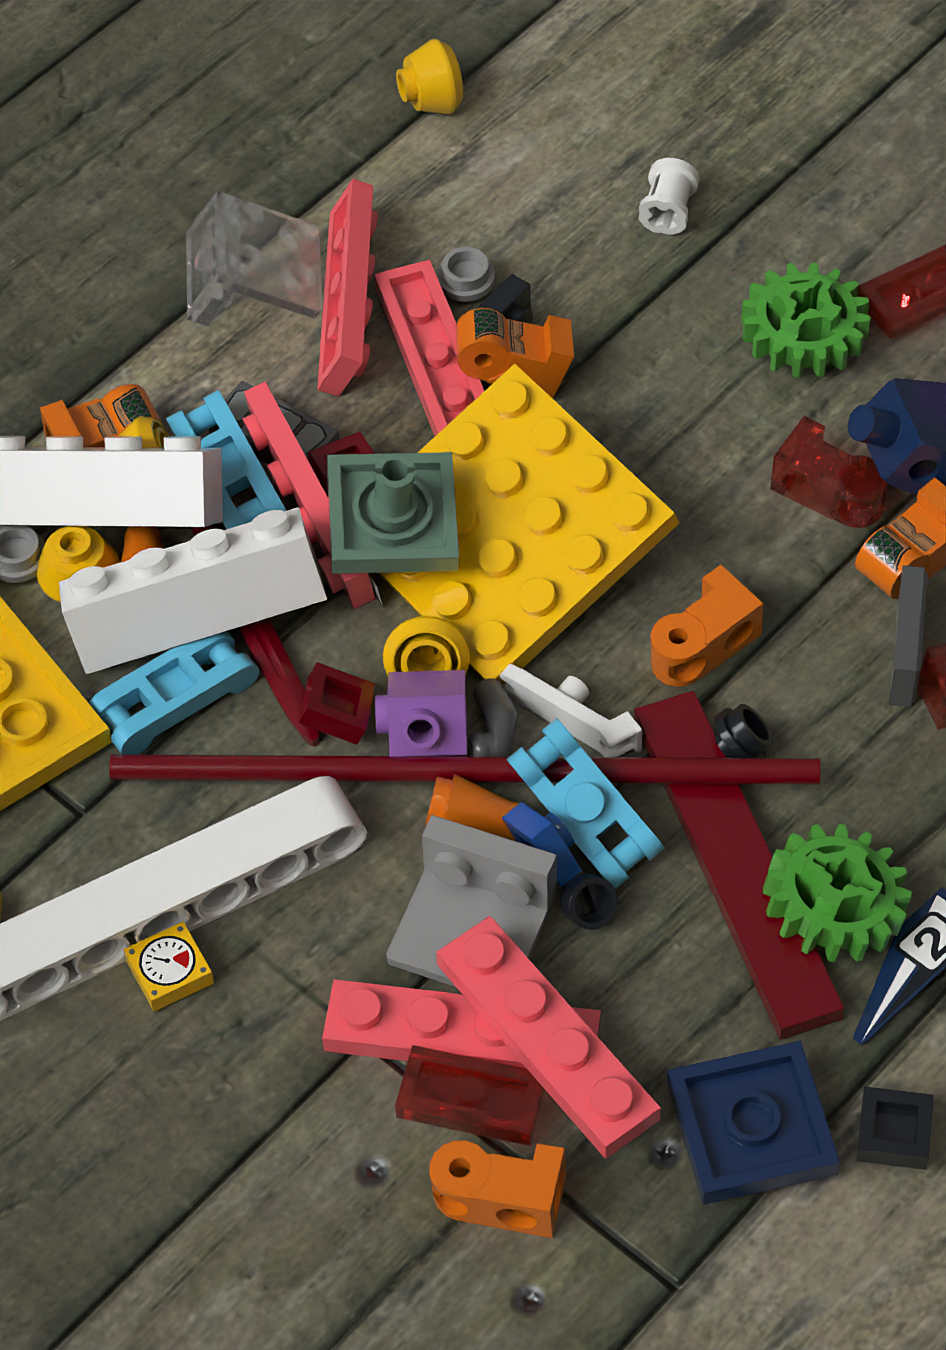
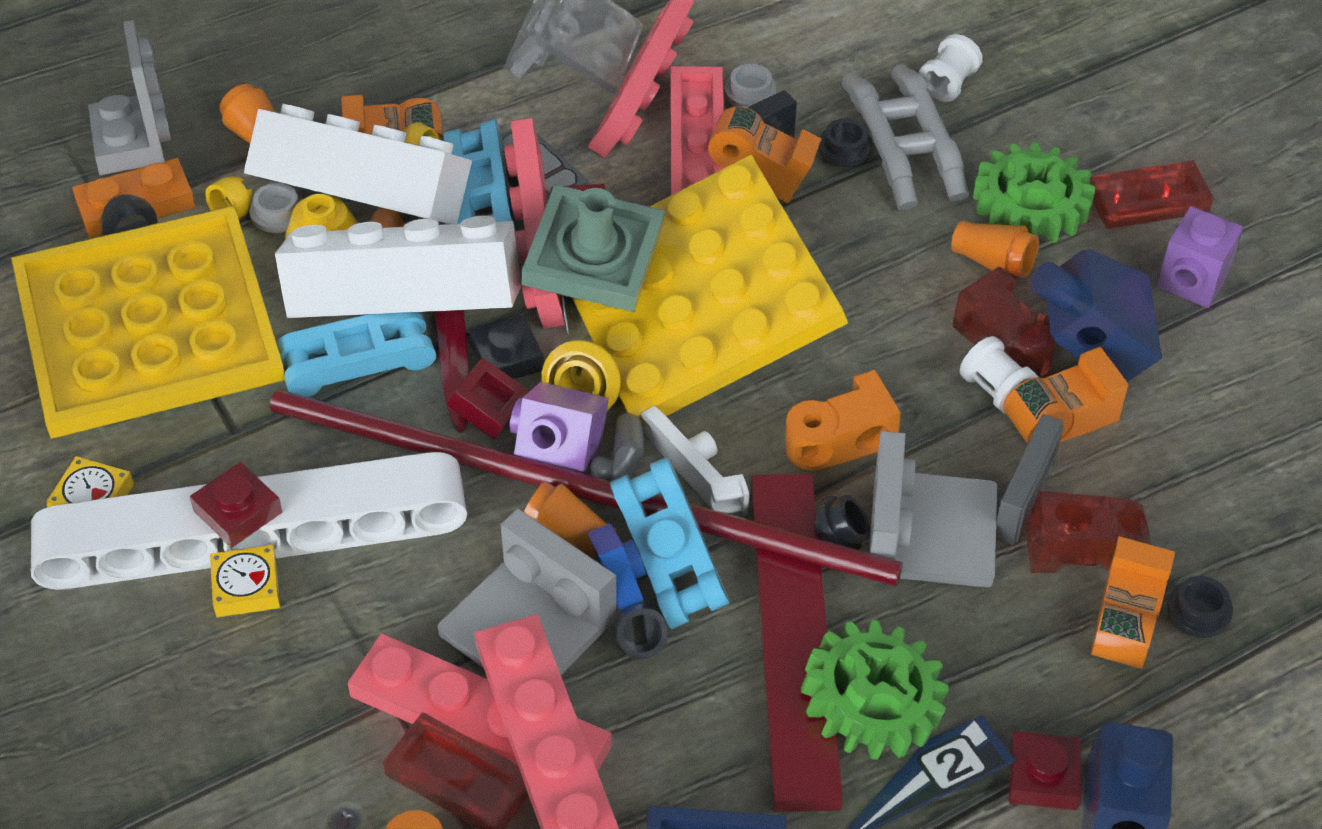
camera: 15 degrees right, 5 degrees down
(140, 892) = (236, 504): none -> dark red plate
(330, 640) = (509, 347): none -> black plate
(591, 312) = (845, 143): none -> black plate
(646, 307) = (896, 149): none -> light grey piece
(788, 391) = (997, 246): none -> orange cone
(827, 704) = (932, 522): none -> light grey bracket
(836, 530) = (994, 370): none -> white bush

